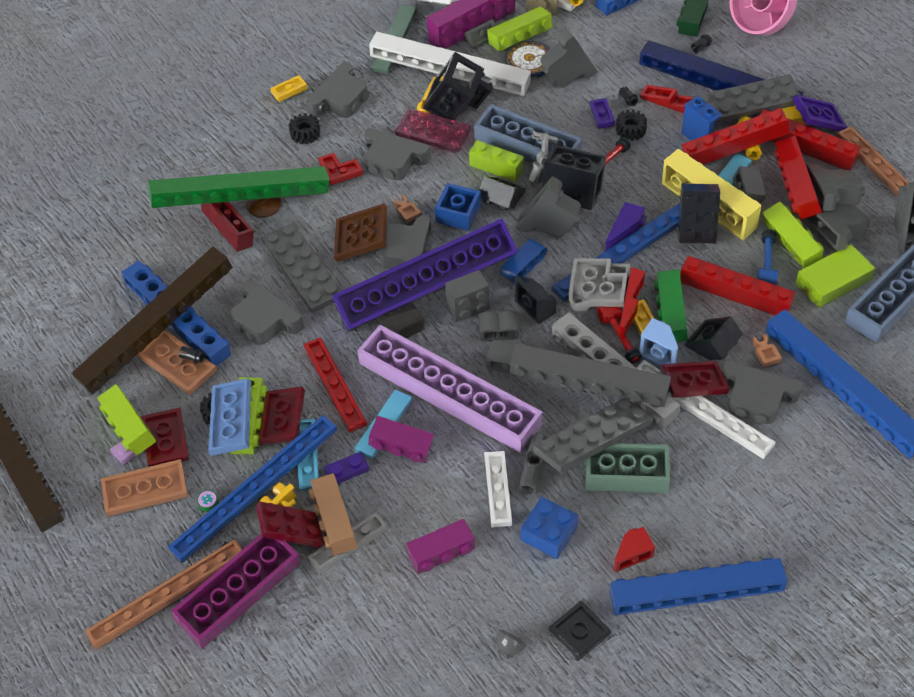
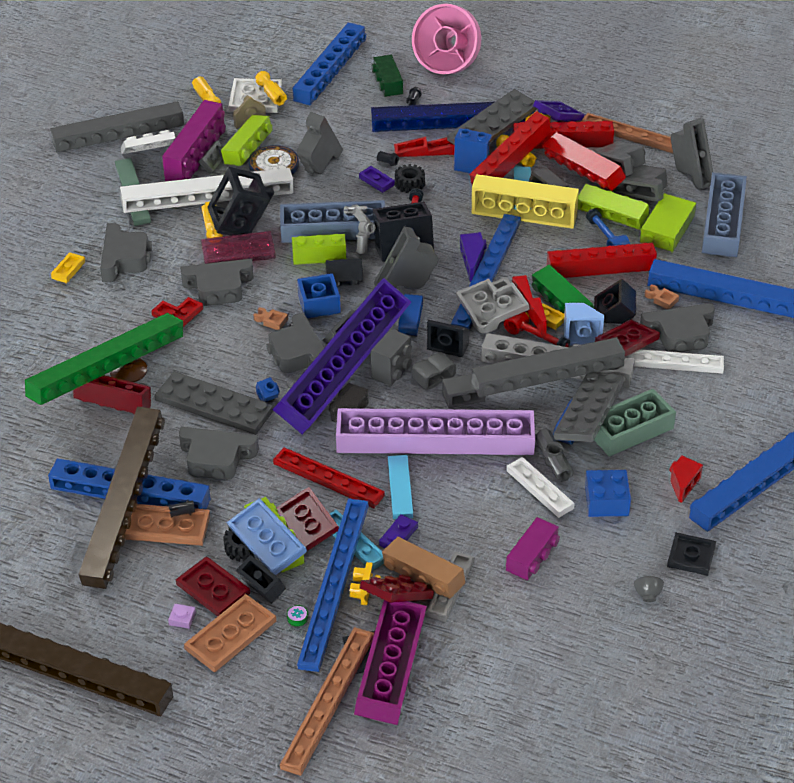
camera: 35 degrees left, 10 degrees down
(126, 420) = (168, 585): lime brick -> none
(196, 452) = (260, 579): none -> black brick
(303, 122) = (109, 299): black tyre -> none
(347, 276) = (267, 390): none -> blue plate
(360, 232) = (250, 350): reddish brown plate -> none
(400, 439) = (430, 487): magenta brick -> none
(698, 213) = (531, 216): black brick -> none

